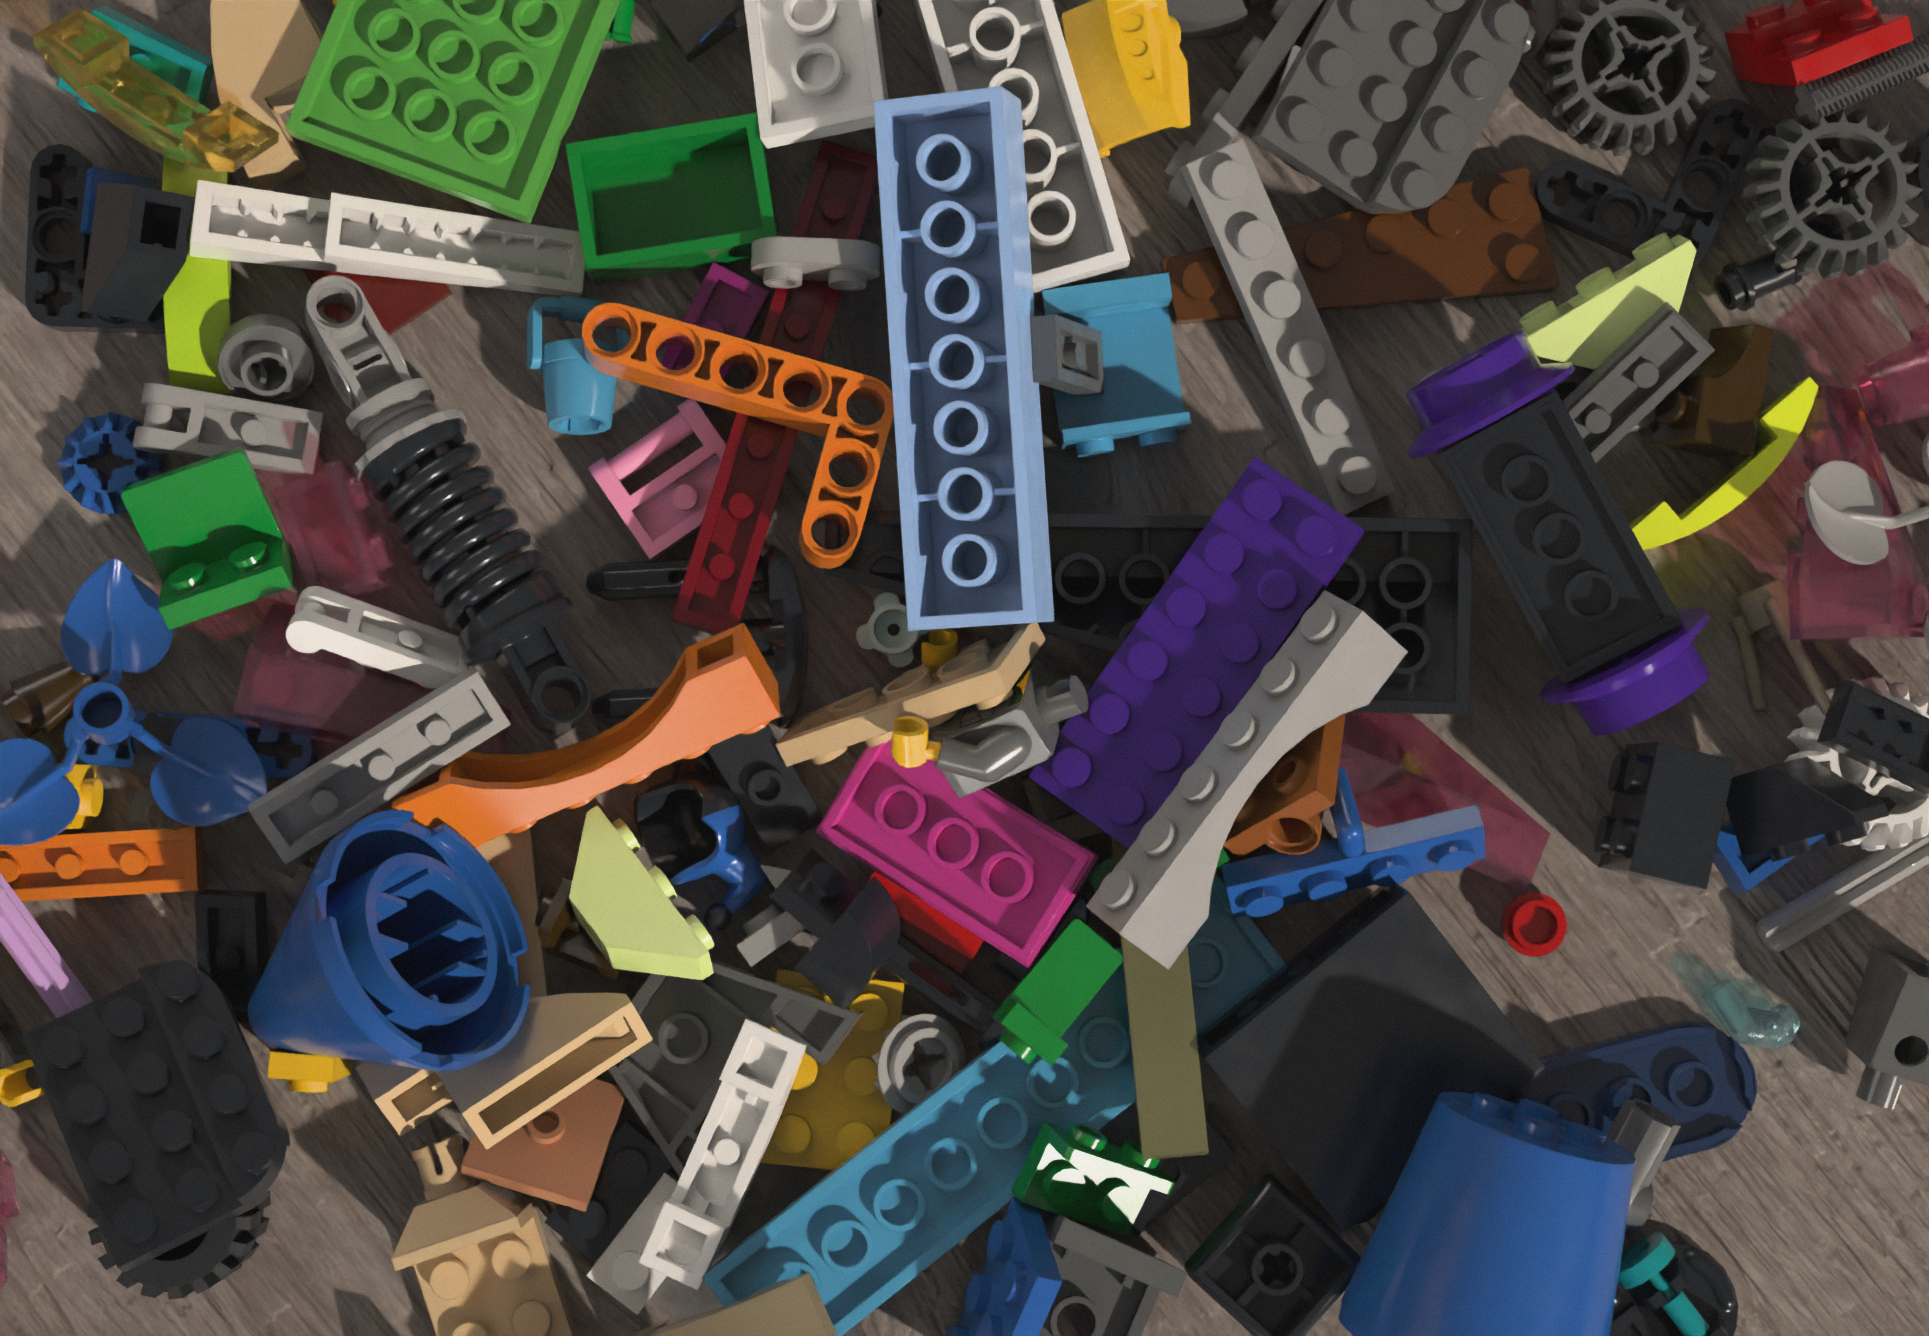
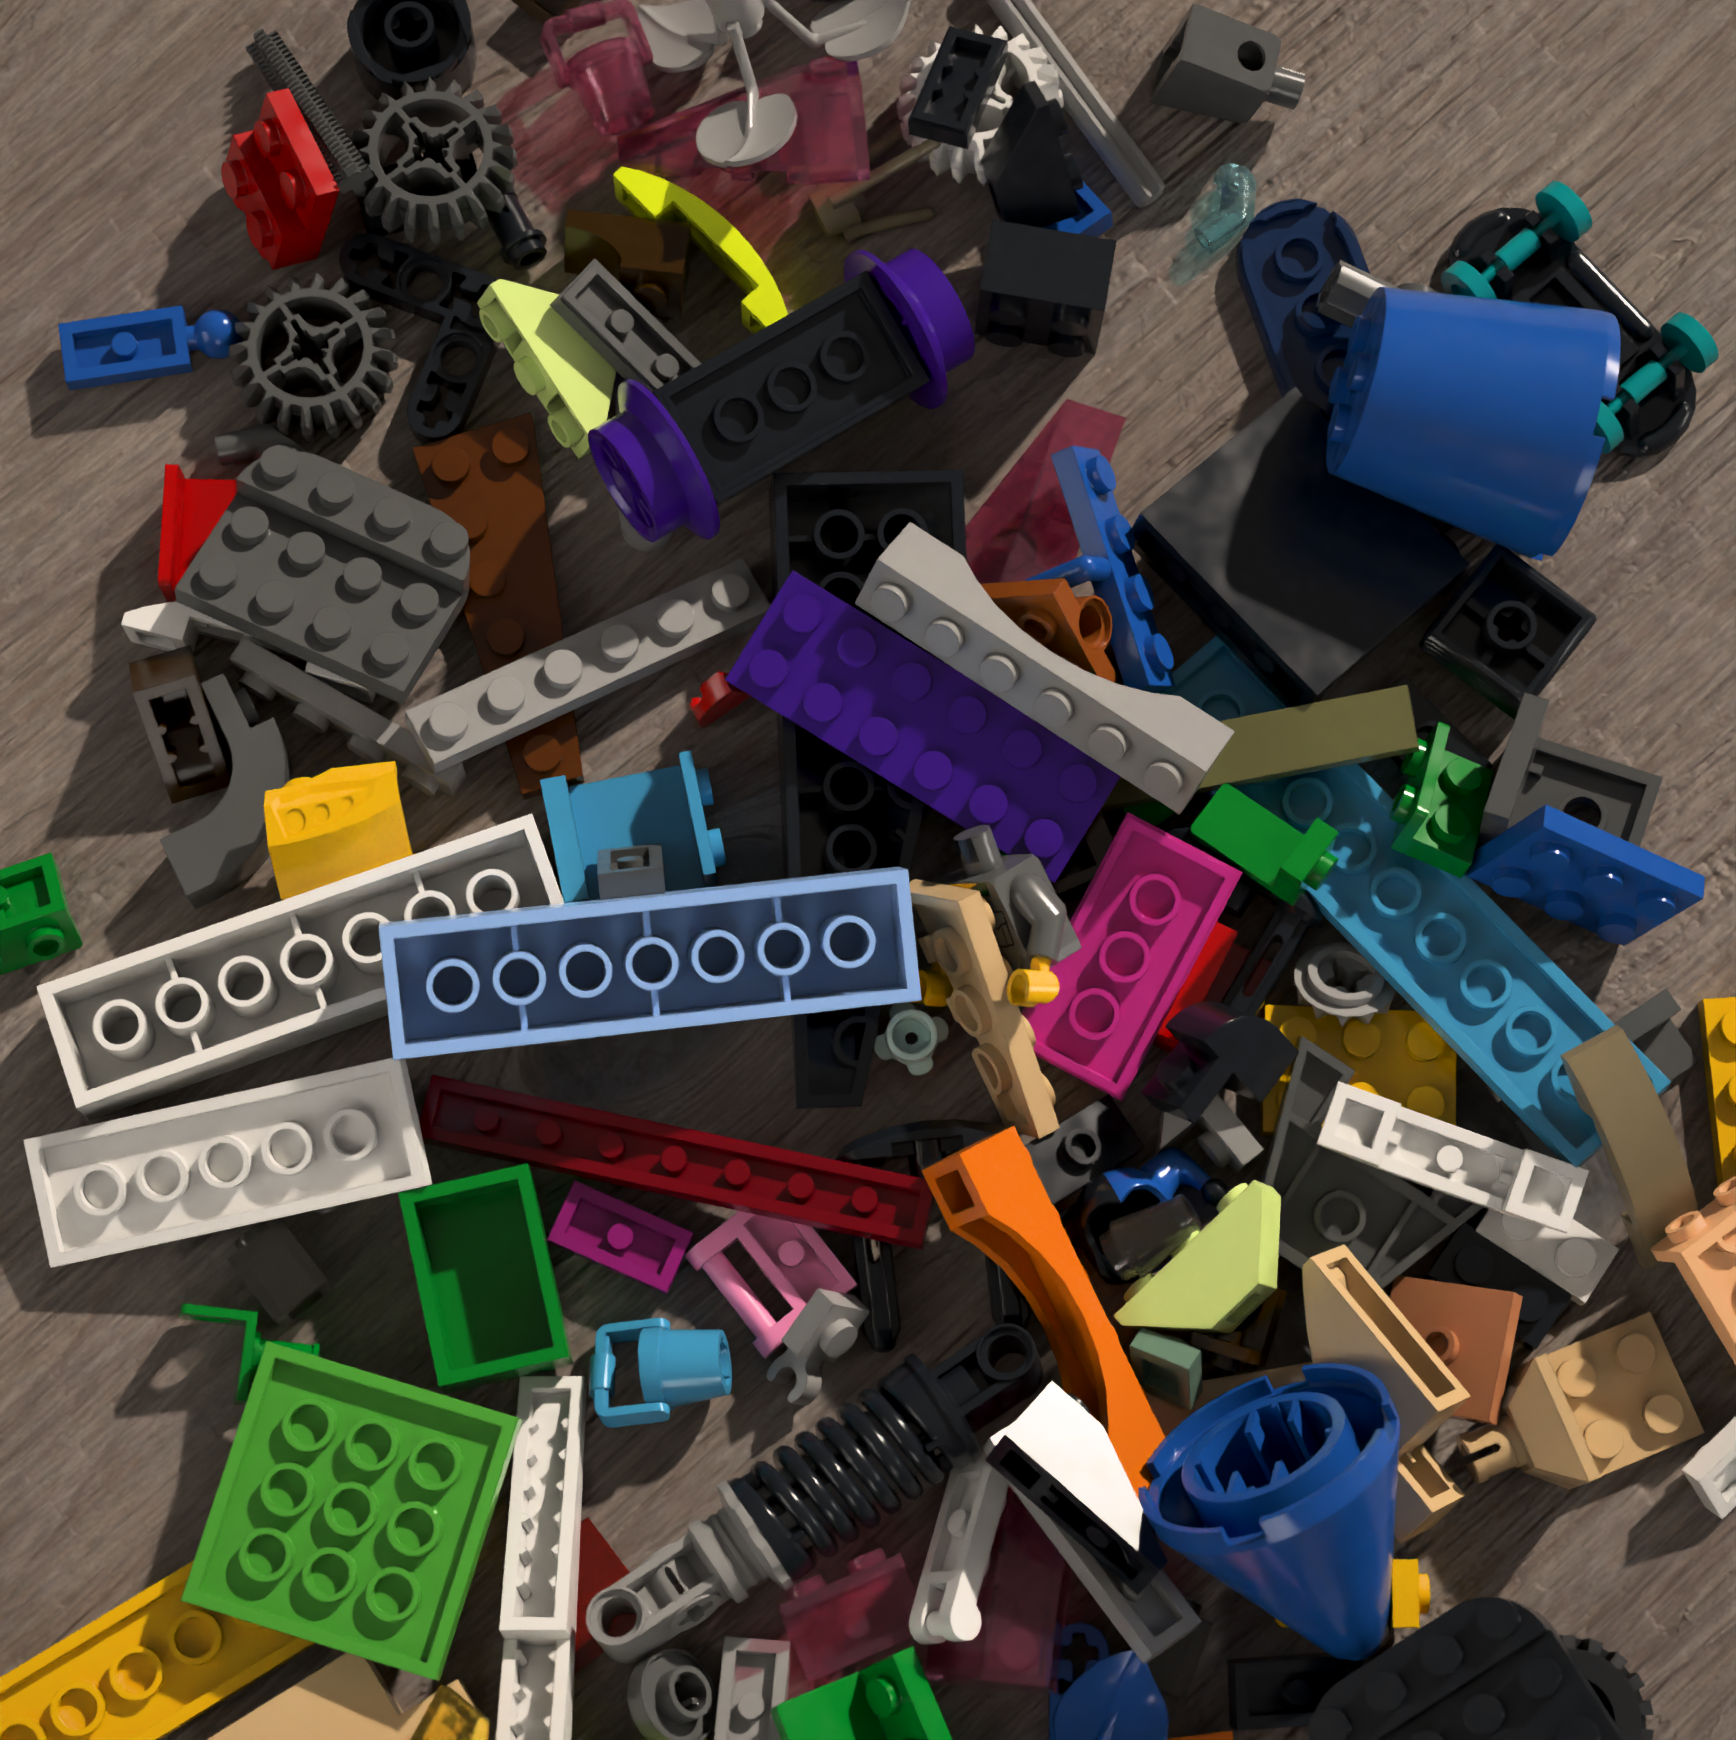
camera: 95 degrees left, 10 degrees down
(430, 748) = (1075, 1477): none -> slope
(545, 854) = (1167, 1367): none -> sand green plate
(605, 521) = (817, 1335): none -> light grey plate
(667, 843) = (1148, 1236): none -> clear smoke cone
(761, 400) = (693, 1159): orange beam -> none
(841, 262) = (548, 1150): light grey plate -> none
(1243, 448) = (717, 699): none -> red tile
(1533, 924) = (1156, 409): red plate -> none

